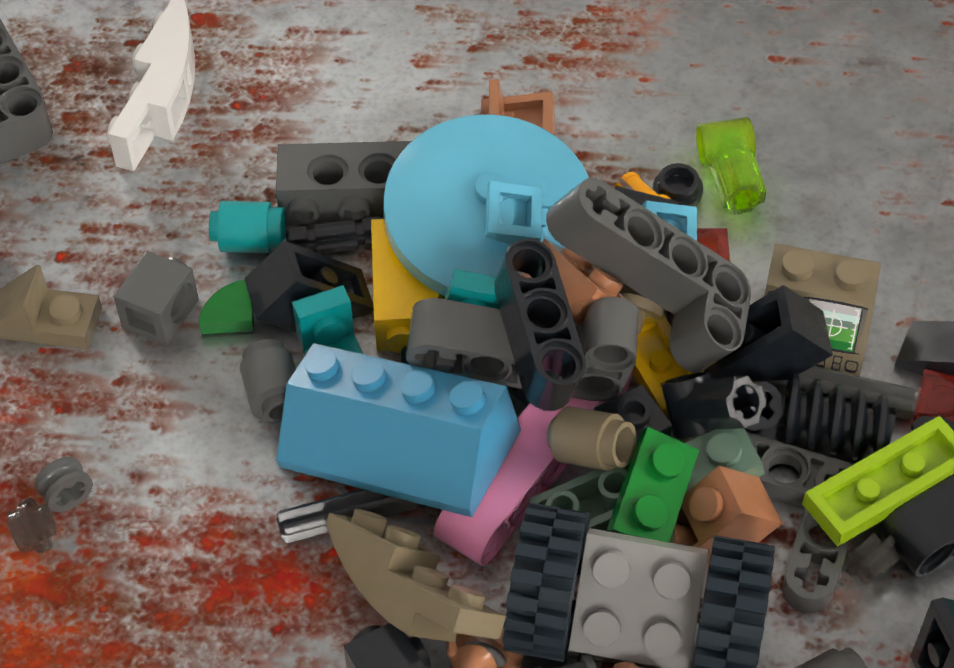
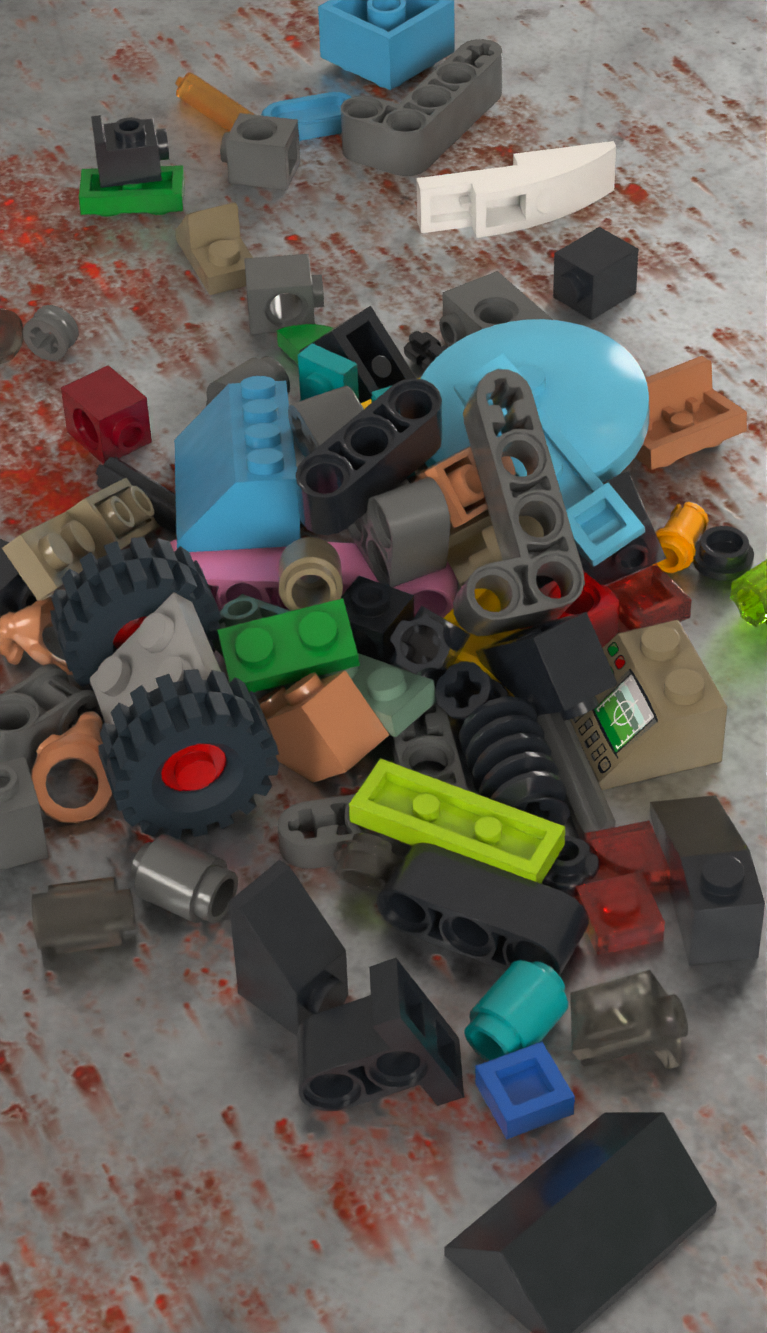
camera: 60 degrees right, 10 degrees down
(220, 492) = (106, 414): none -> dark red brick
(247, 226) = (402, 305): teal brick -> none
(307, 91) = (595, 273): none -> black brick

